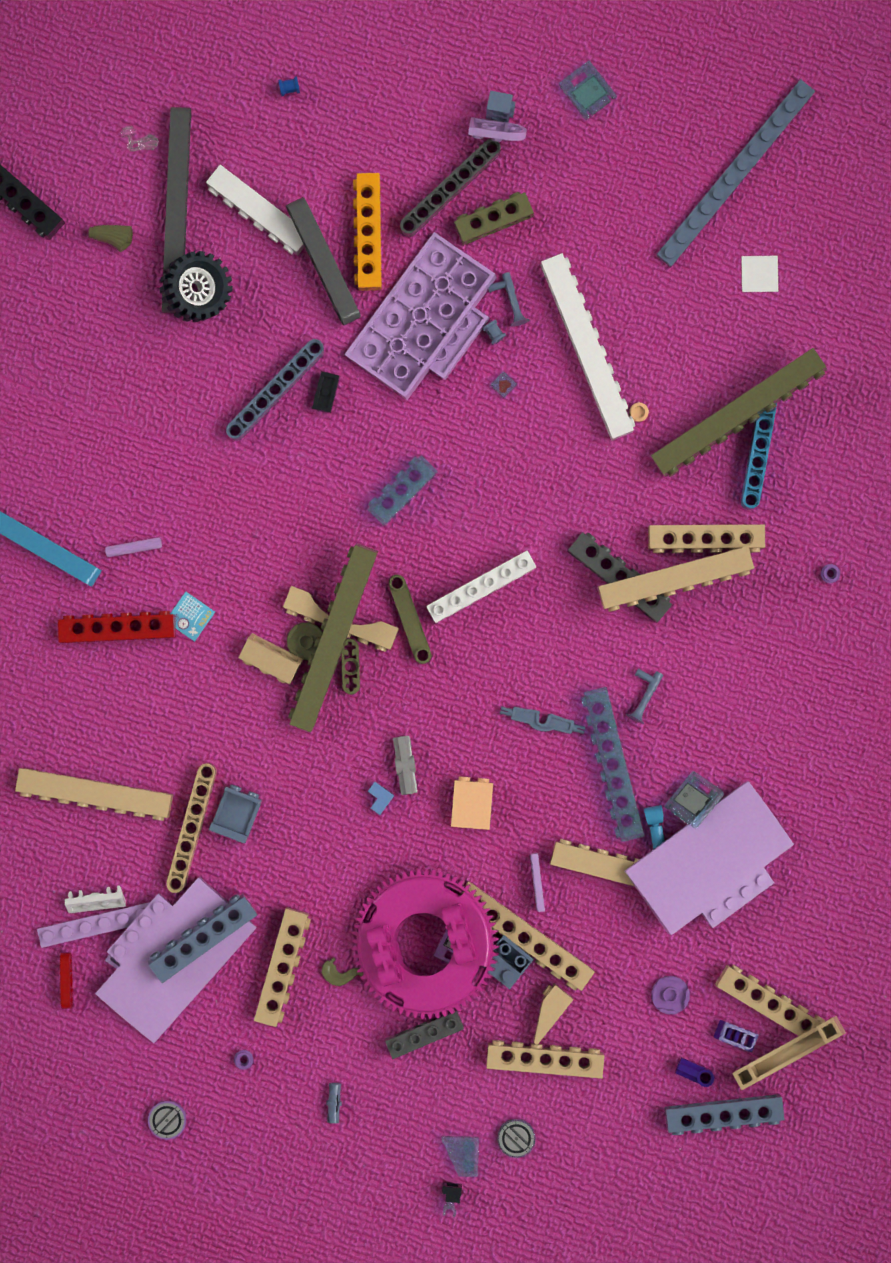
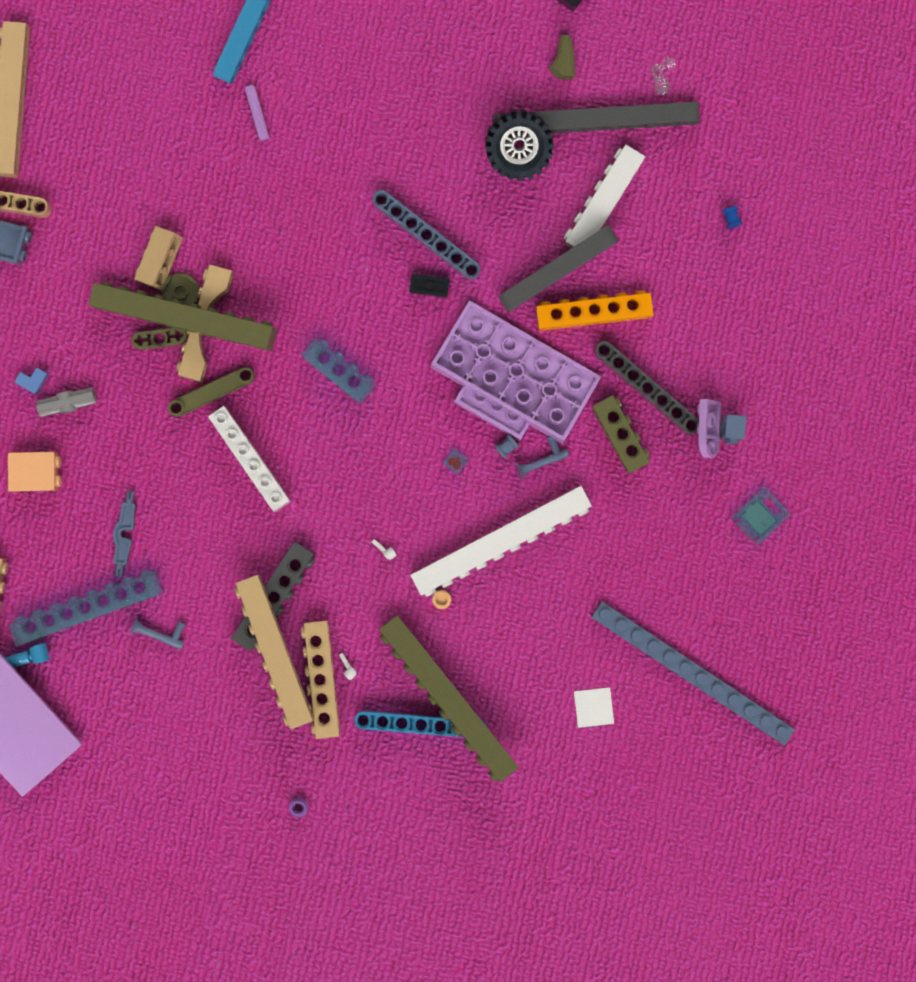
camera: 85 degrees right, 0 degrees up
(67, 634) = (163, 57): red brick -> none
(191, 616) = (194, 176): medium azure sticker -> none
(588, 459) = (389, 553): none -> white hand
(692, 803) = (54, 690): clear light blue container -> none
(702, 509) = (350, 673): none -> white hand

